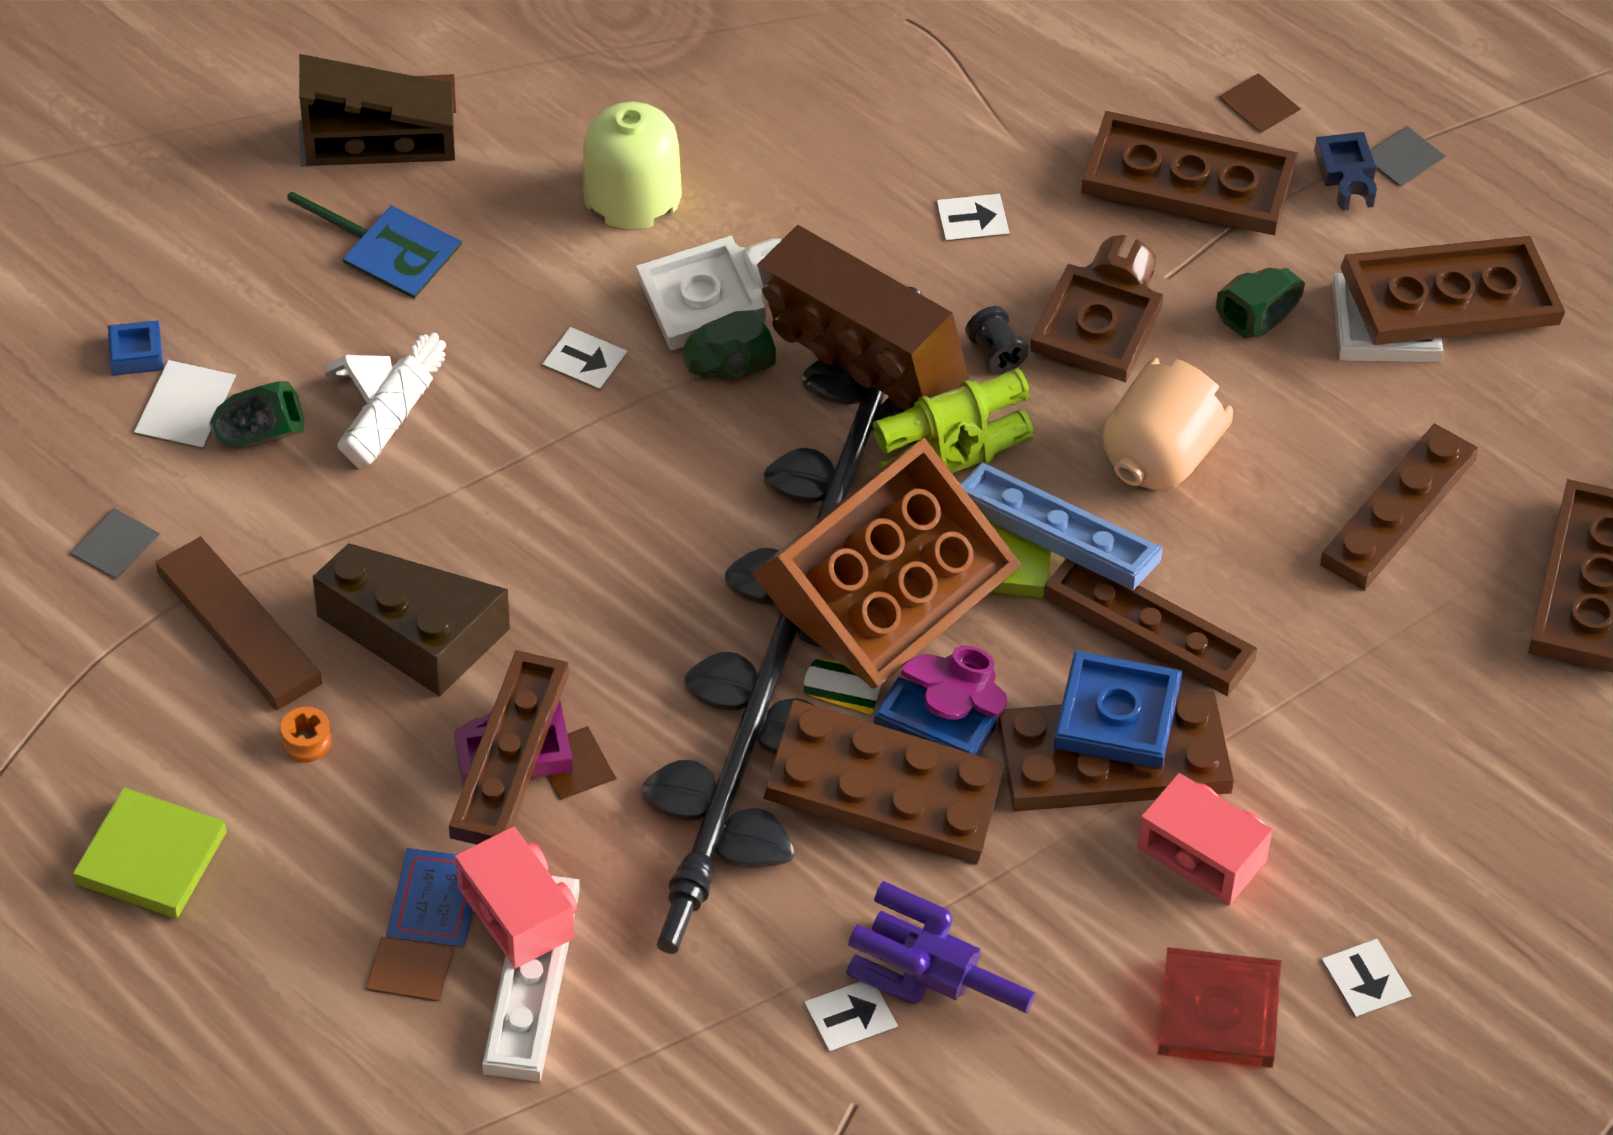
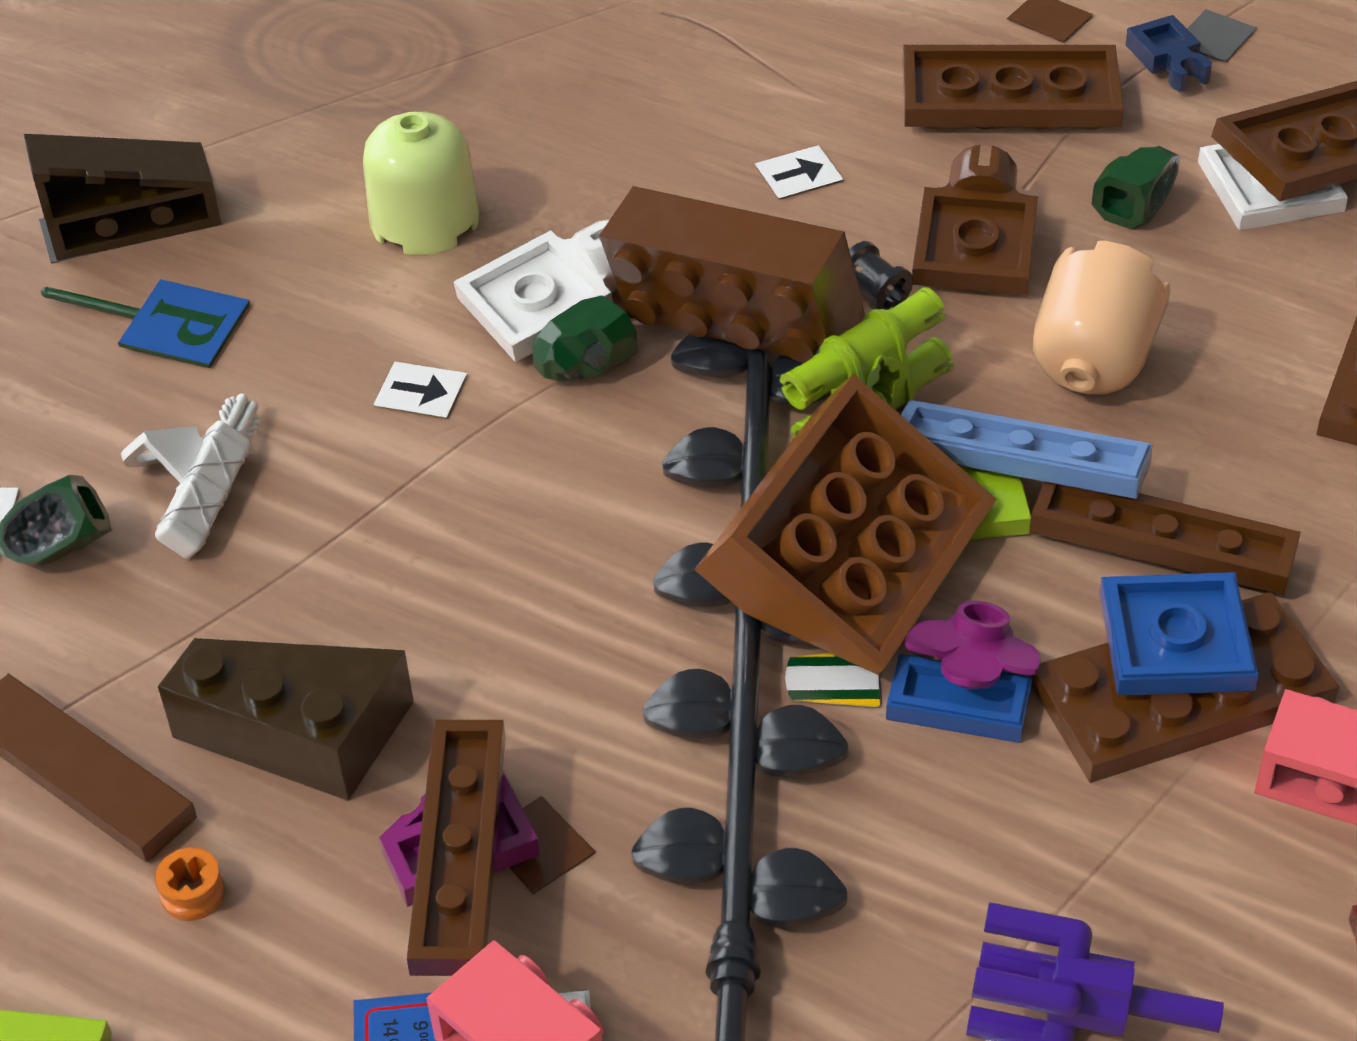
camera: 10 degrees left, 5 degrees down
(885, 781) = (930, 781): reddish brown plate -> none

